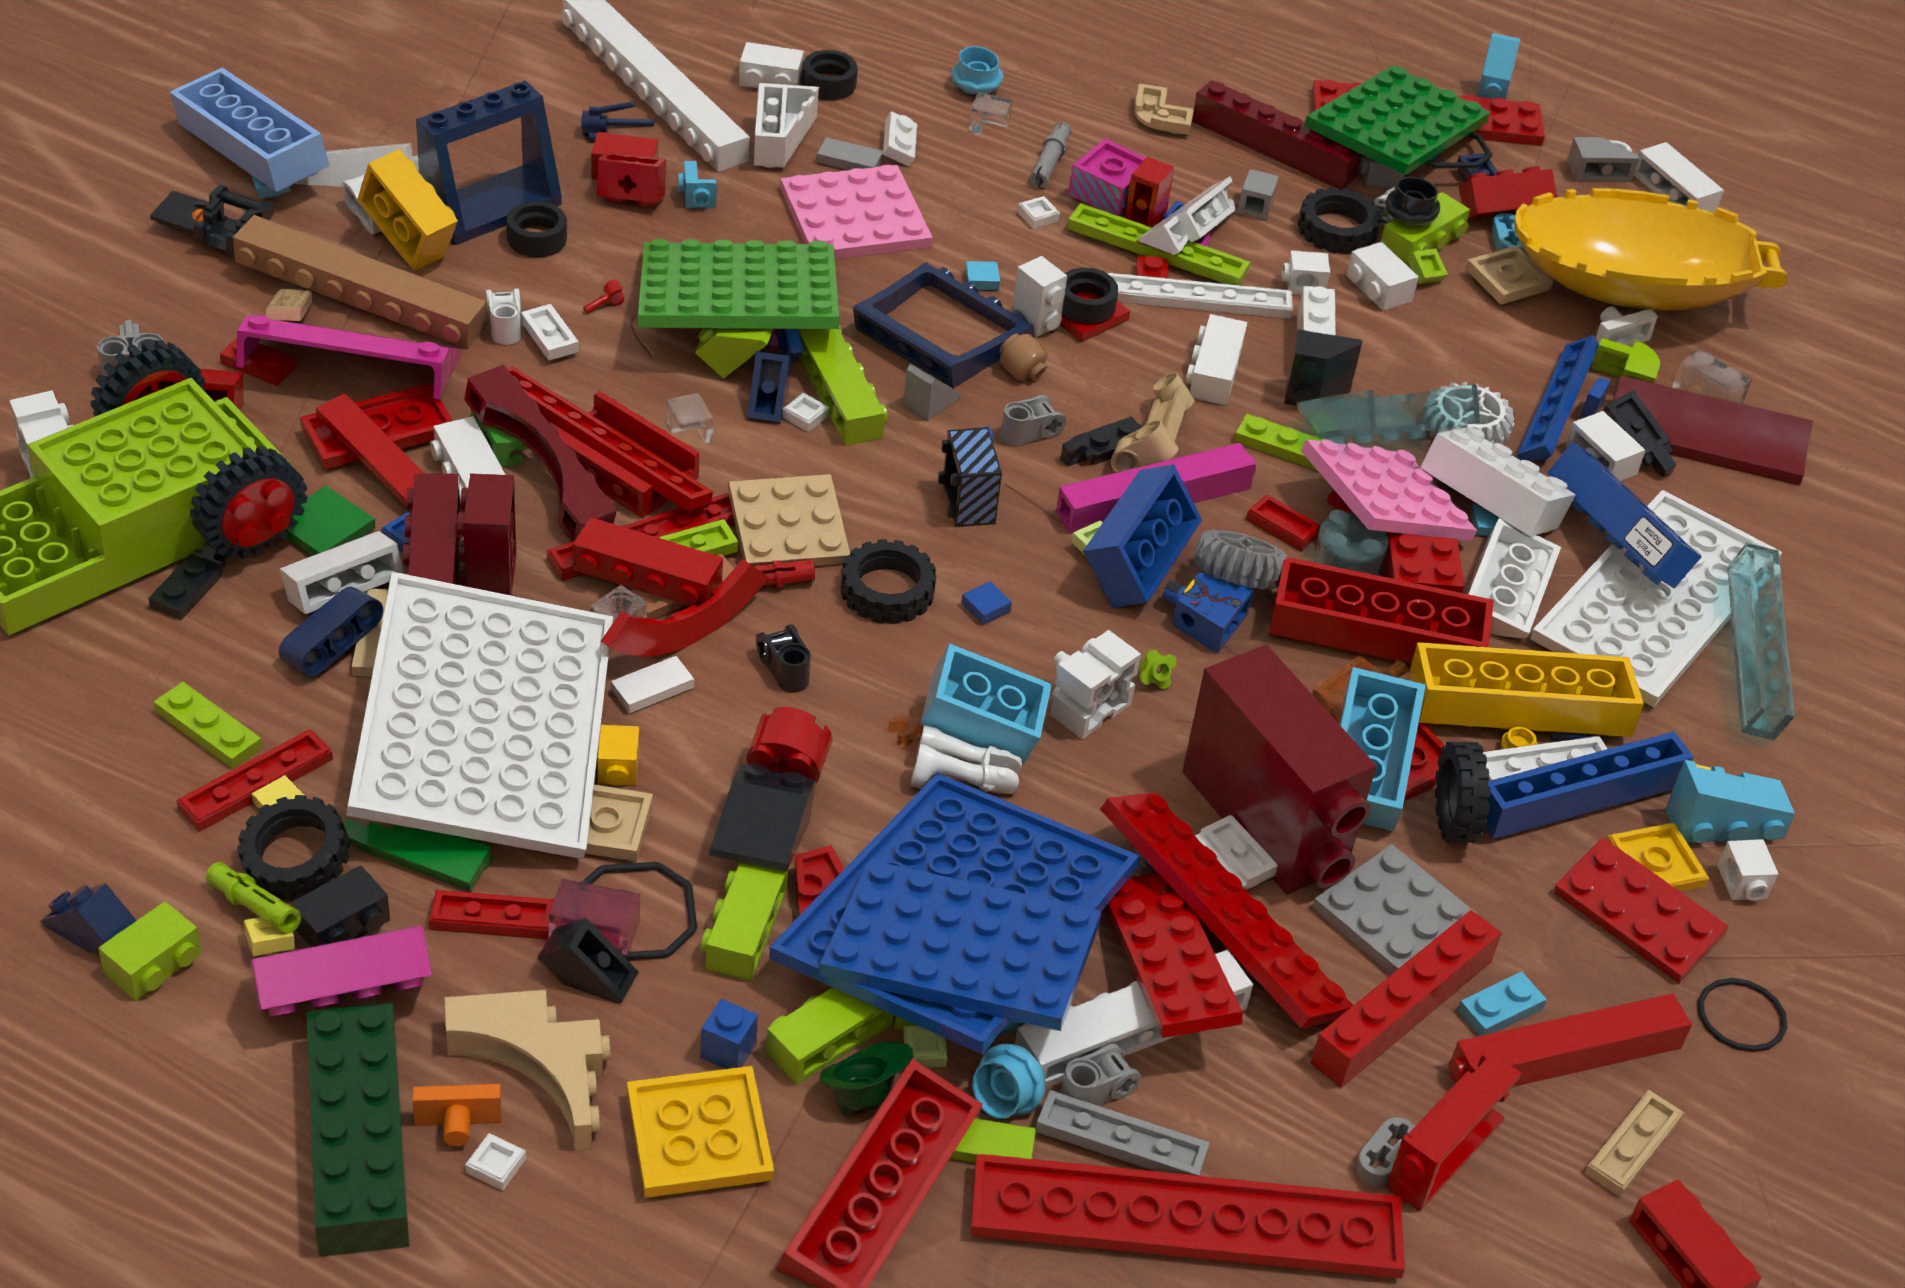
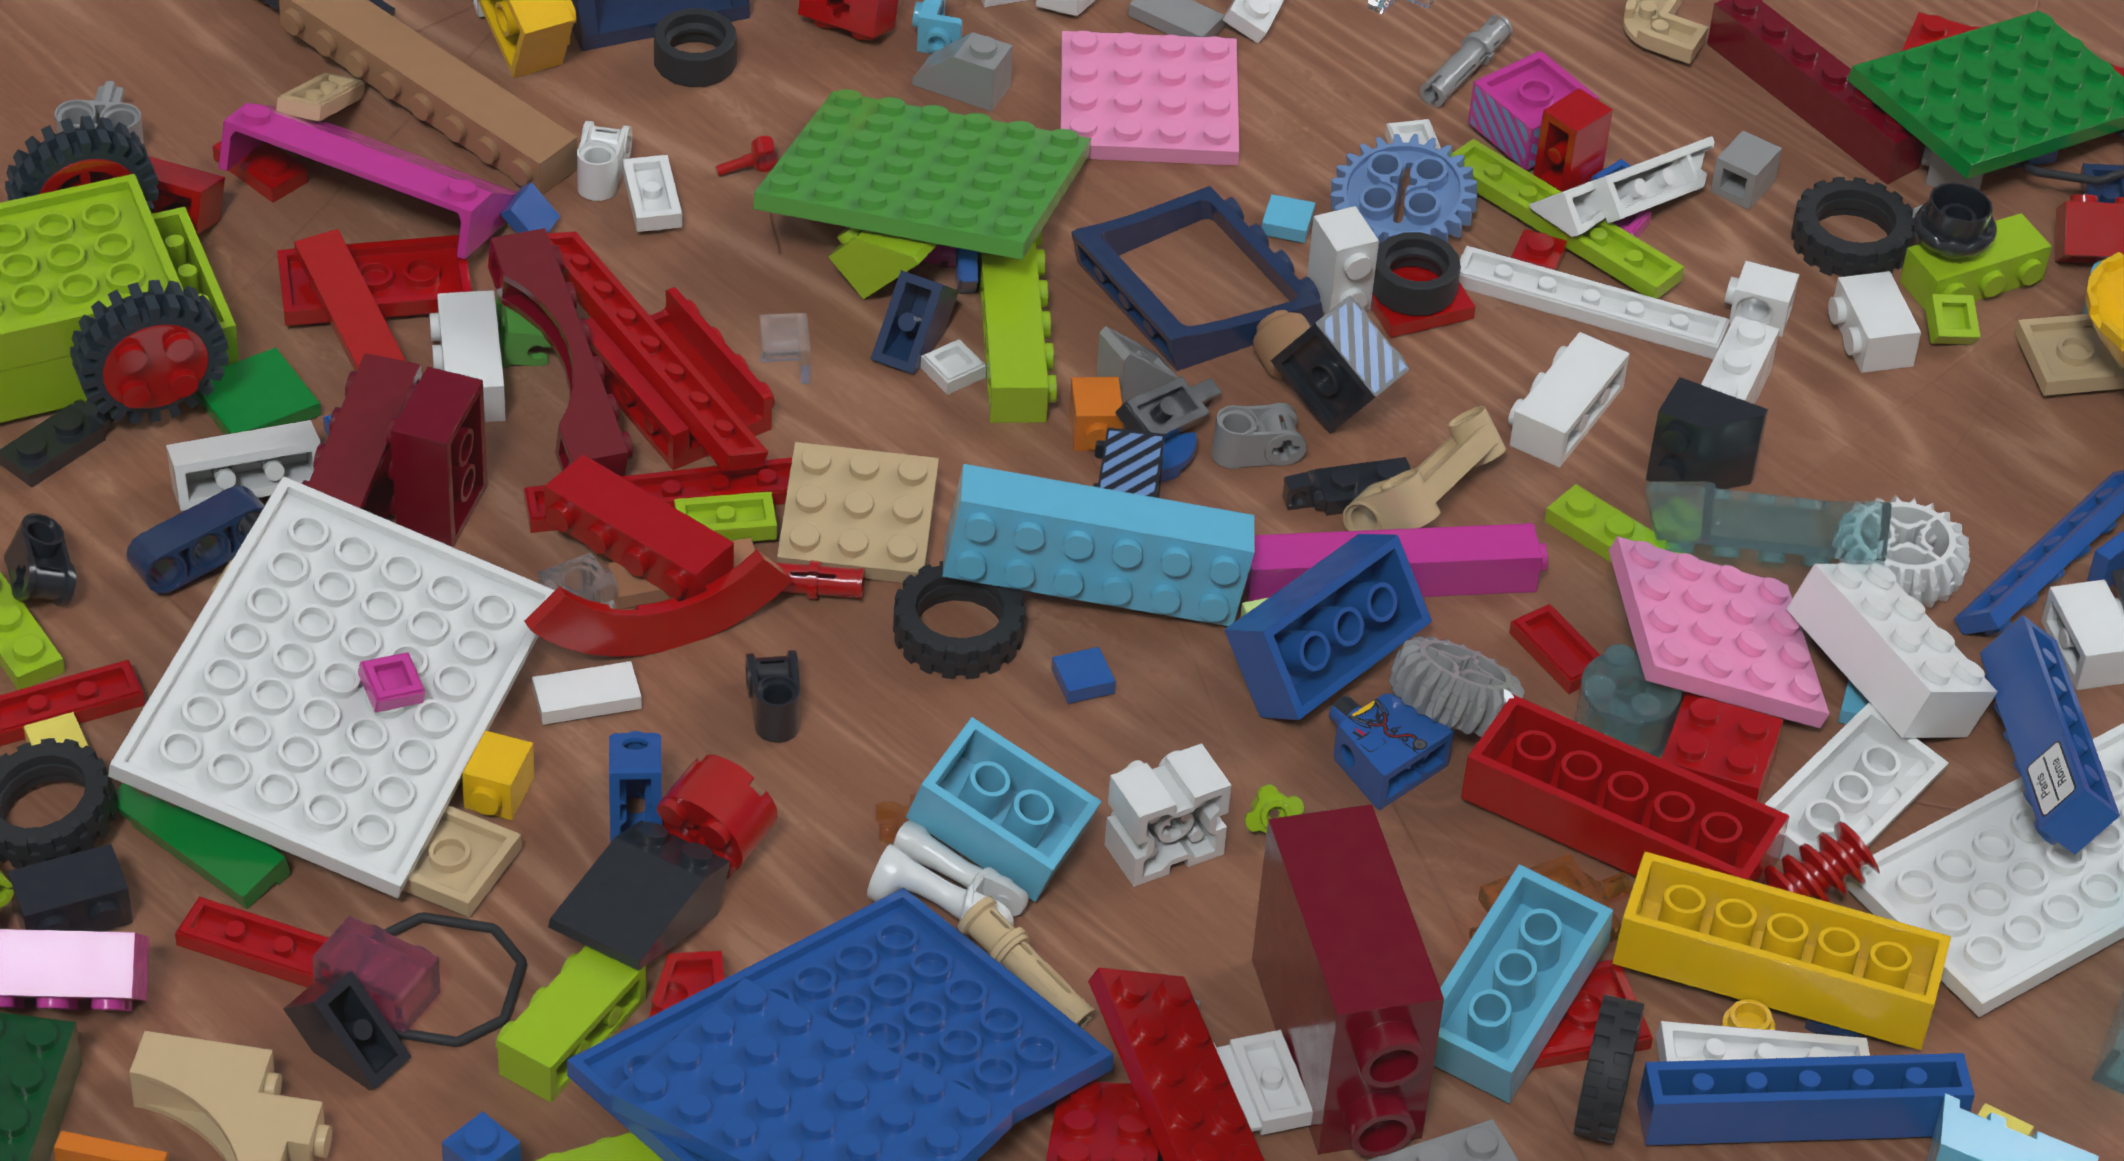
camera: 20 degrees right, 0 degrees up
(217, 671) = (40, 561): none -> black piece
(470, 359) = (529, 211): none -> blue tile
(525, 703) = (391, 682): none -> dark pink tile
(722, 730) = (634, 773): none -> blue torso
(730, 213) = (969, 70): none -> light grey slope
(918, 425) = (1093, 410): none -> orange brick
(968, 411) = (1169, 407): none -> black hinge
(971, 511) = (1098, 545): none -> medium azure brick
(1029, 797) = (1011, 950): none -> tan pin
(1073, 361) = (1340, 364): none -> black container
(1074, 240) = (1435, 201): none -> medium blue gear
(1527, 626) = (1824, 868): none -> red piece

